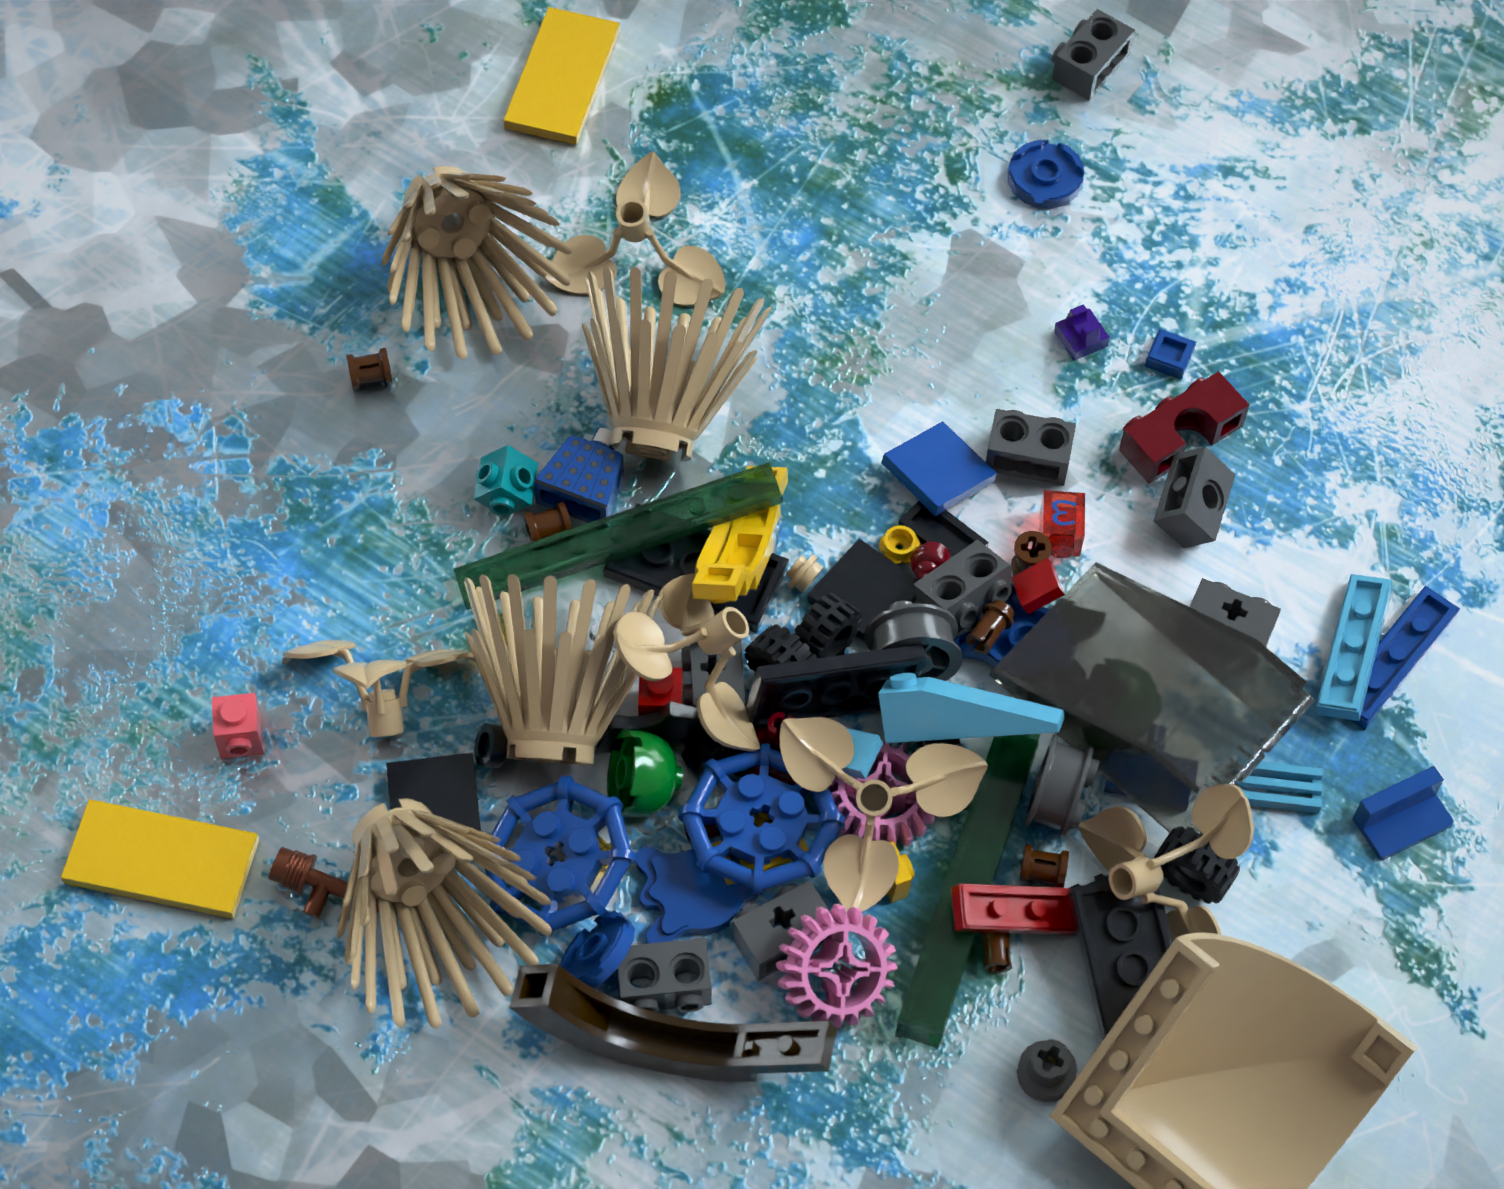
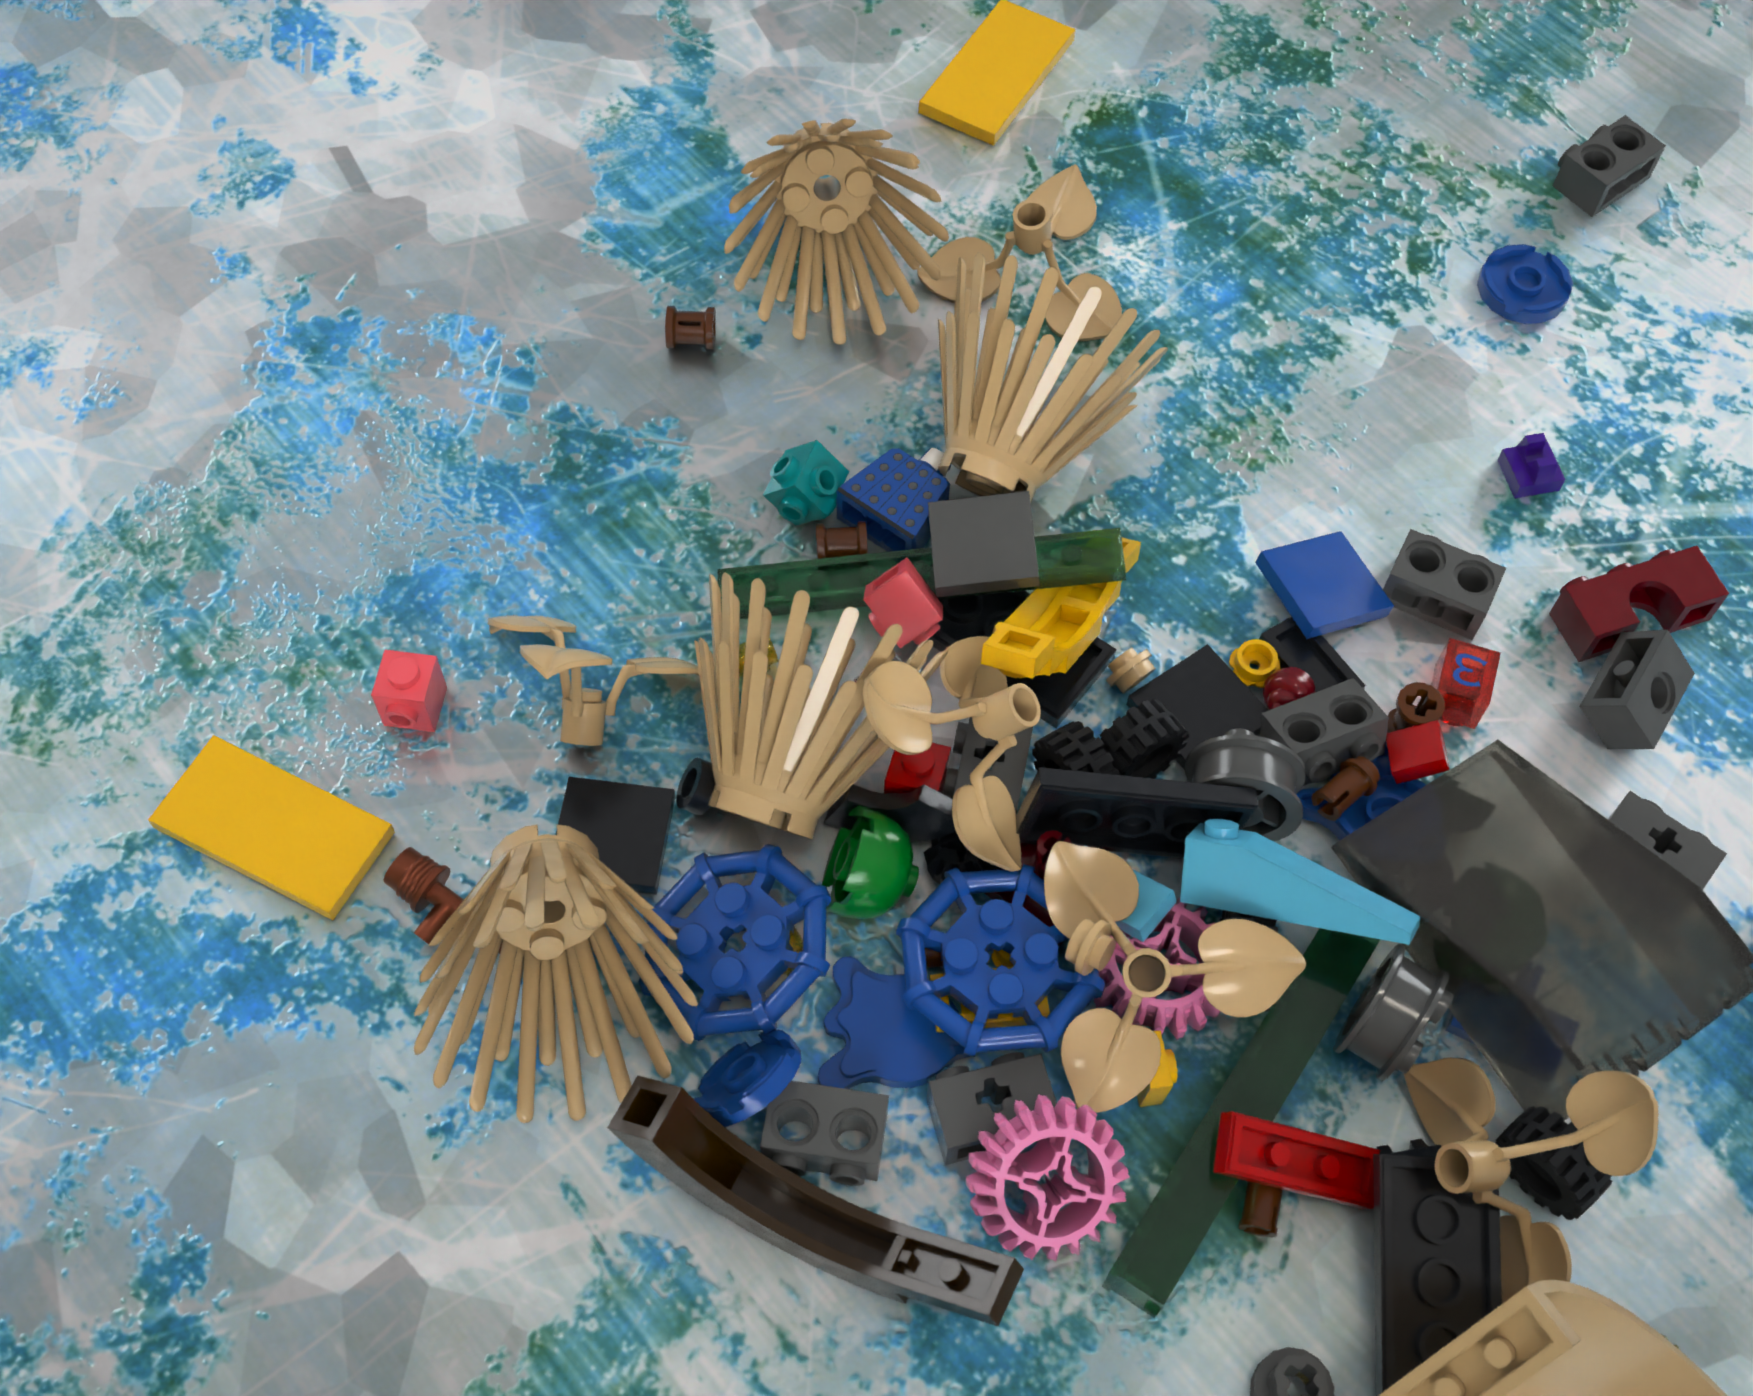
camera: 15 degrees right, 0 degrees up
(613, 562) = (906, 600): none -> coral brick
(664, 500) = (983, 544): none -> dark grey tile
(827, 791) = (1090, 946): none -> tan plate
(1044, 866) = (1348, 1111): reddish brown bush -> none
(1170, 354) = (1635, 515): blue tile -> none
(1282, 778) = (1723, 1094): medium azure tile -> none

